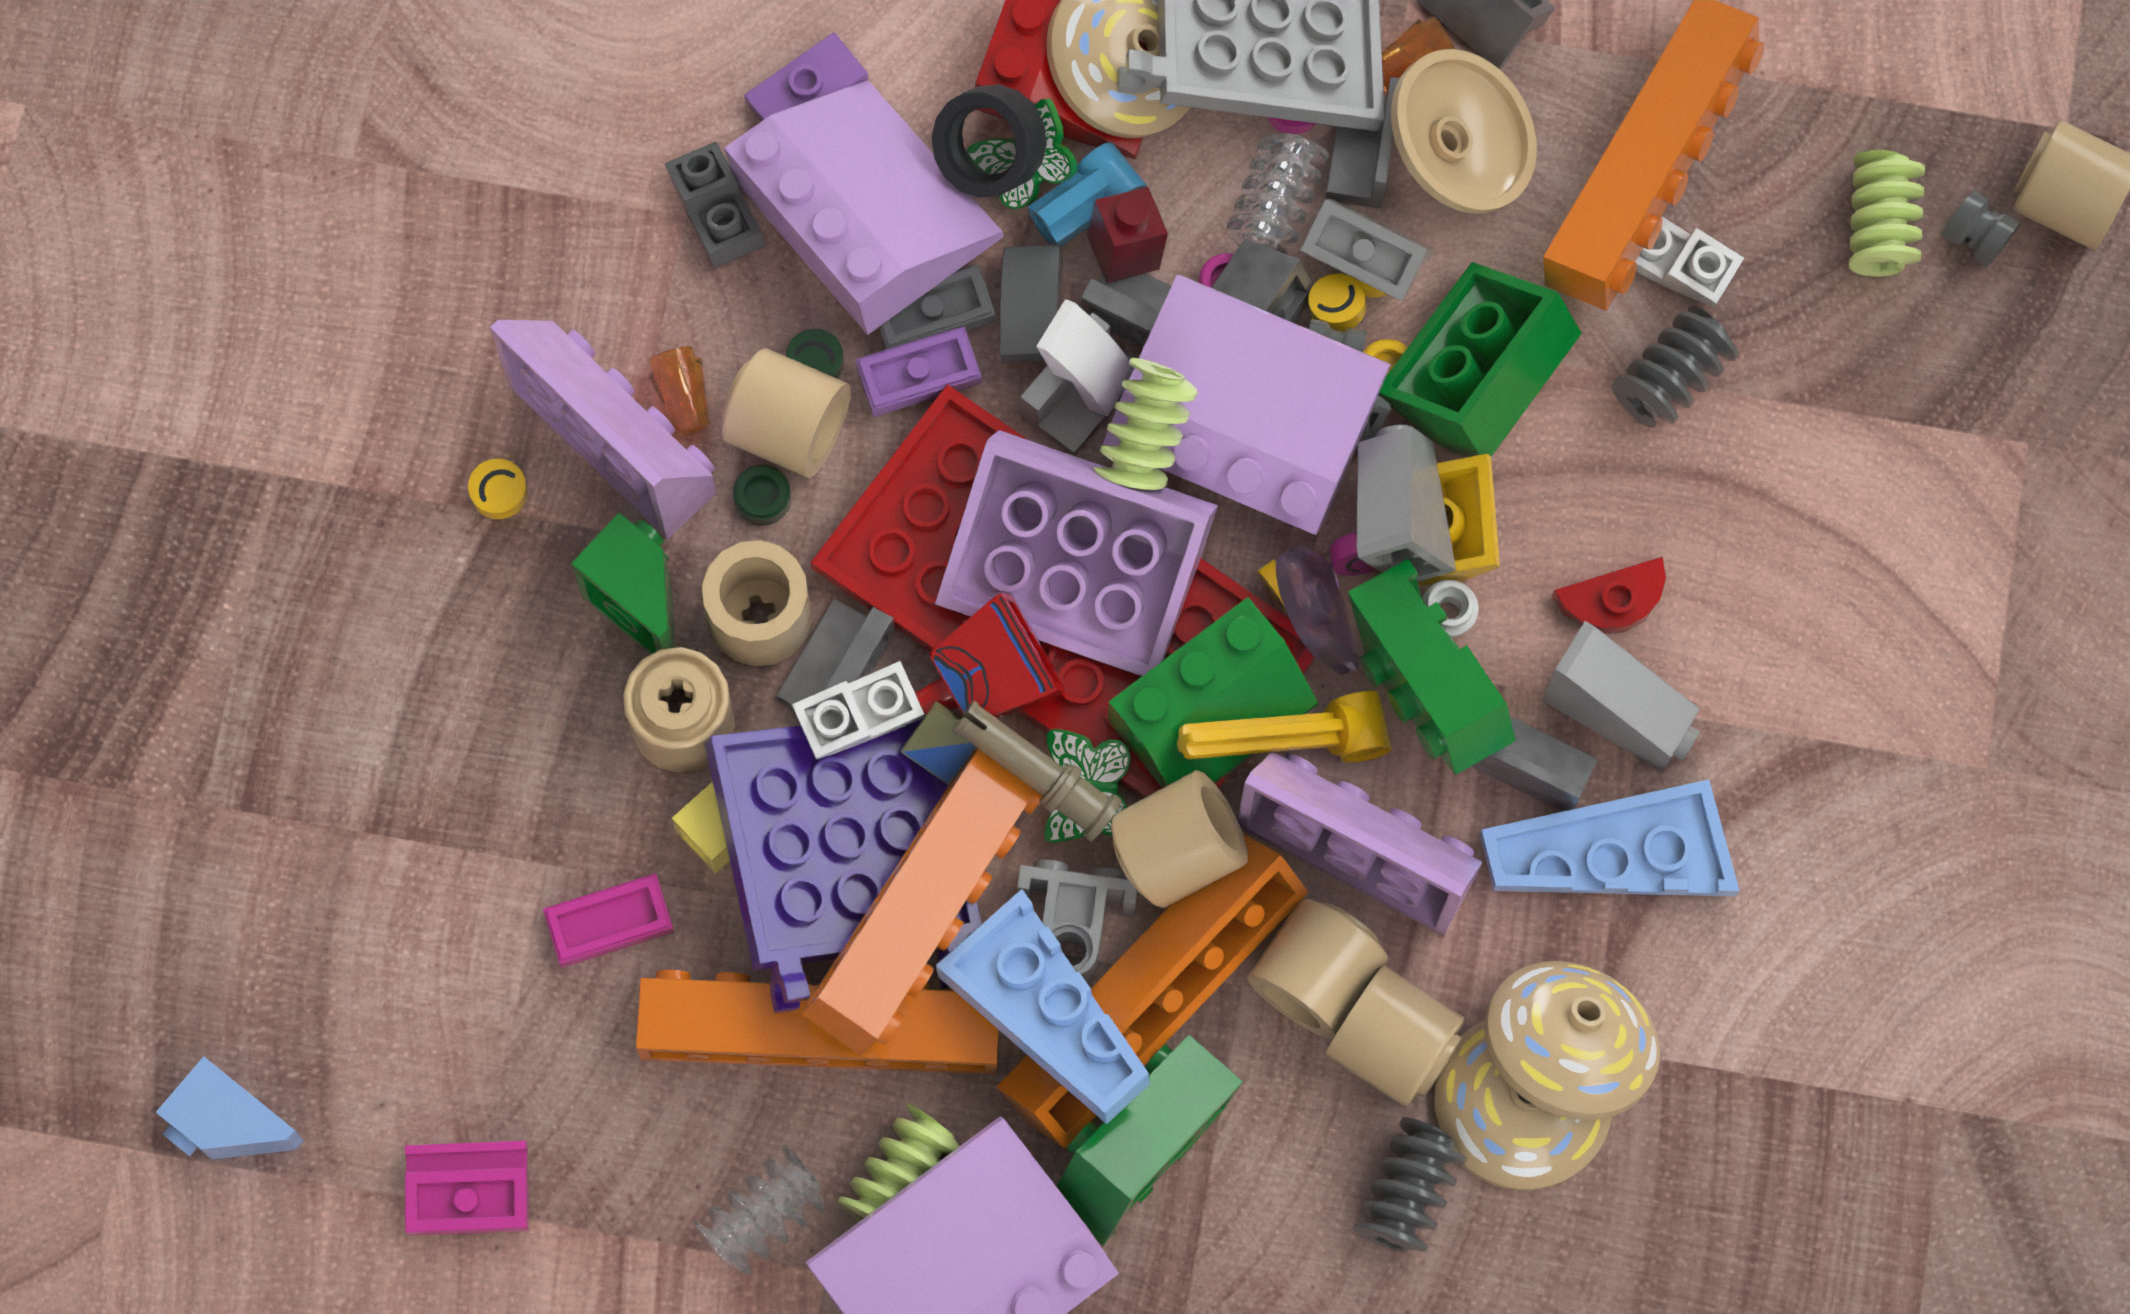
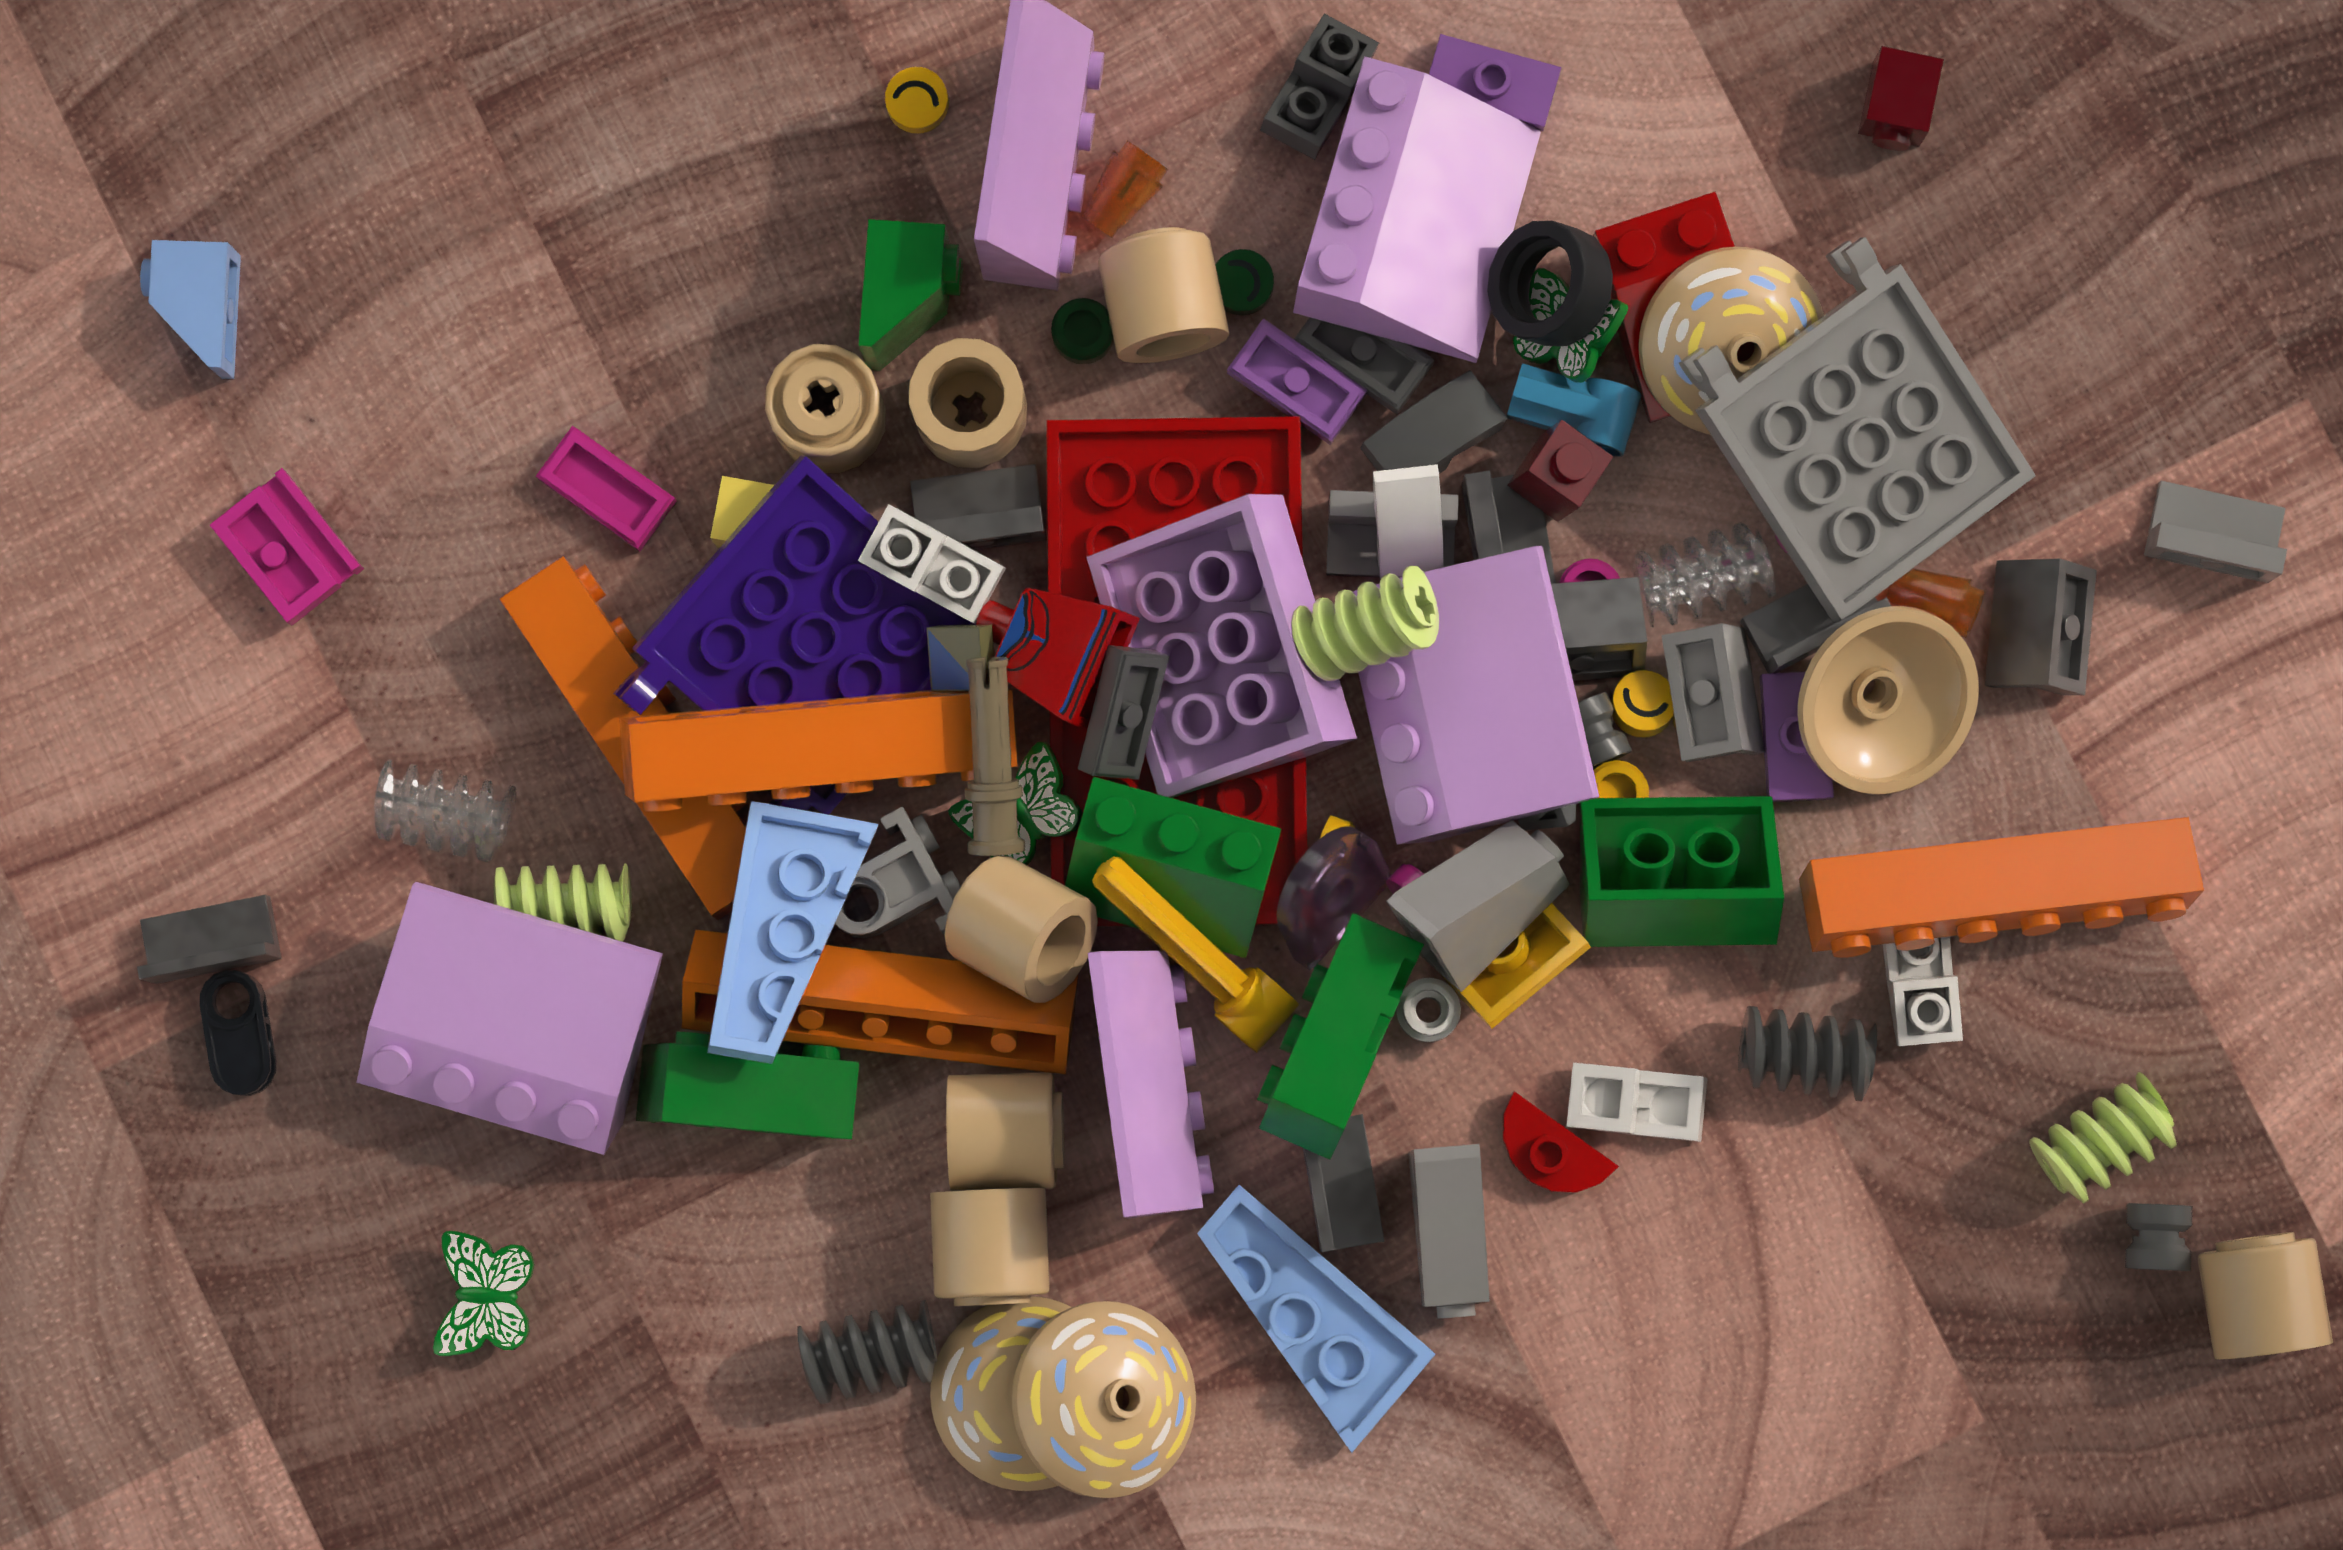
camera: 60 degrees right, 10 degrees up
(1074, 652) = (1123, 712): none -> dark grey plate
(1450, 232) = (1788, 767): none -> medium lavender plate
(1624, 512) = (1637, 1102): none -> white slope

